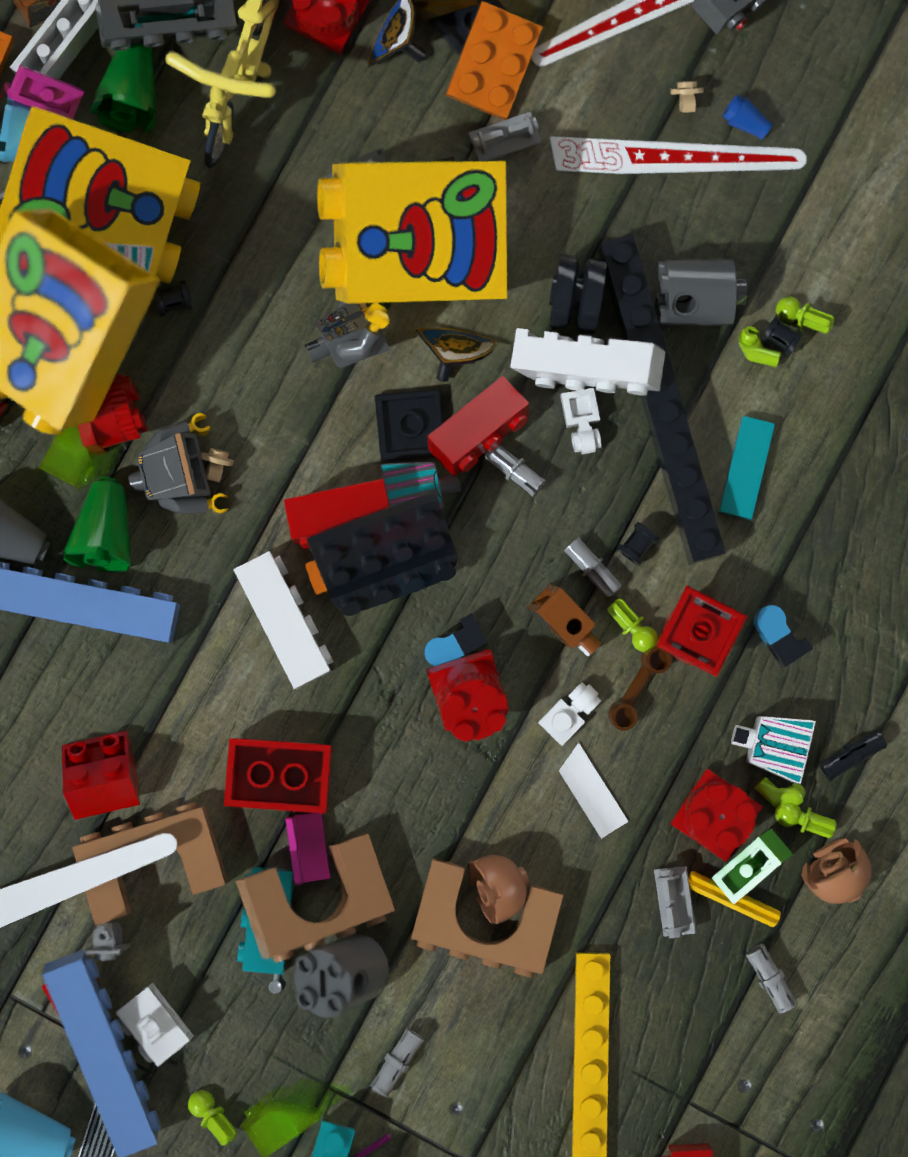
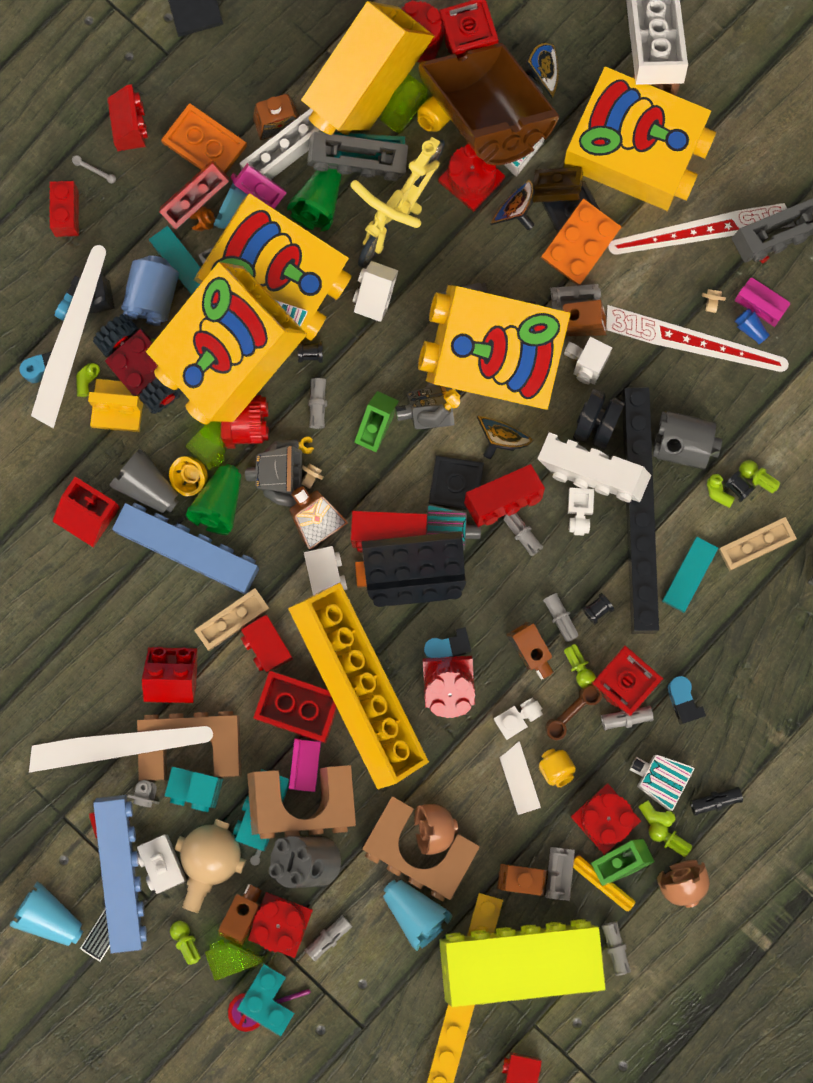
camera: 20 degrees right, 5 degrees down
(57, 499) = (191, 472): none -> yellow helmet
(162, 681) = (231, 619): none -> tan plate
(170, 917) = (193, 788): none -> teal brick
(200, 365) = (317, 403): none -> light grey pin
(214, 1002) = (209, 859): none -> tan piece
(216, 703) = (266, 645): none -> red brick
(236, 518) = (314, 517): none -> torso
(237, 195) = (375, 290): none -> white brick
(274, 1082) = (235, 926): none -> dark orange torso
(284, 369) = (376, 421): none -> bright green slope
(329, 1063) = (280, 925): none -> red piece
(351, 728) = (358, 686): none -> yellow brick
(501, 1002) = (415, 913): none -> medium azure cone
(532, 162) = (589, 316): none -> dark orange torso
(546, 216) = (590, 360): none -> white brick
(628, 923) = (522, 879): none -> dark orange torso
(637, 765) = (557, 767): none -> yellow head
(656, 1033) = (521, 963): none -> neon yellow brick
(704, 681) = (621, 719): none -> light grey pin
(752, 79) = (763, 301): none -> dark pink panel
(824, 405) = (757, 544): none -> tan plate

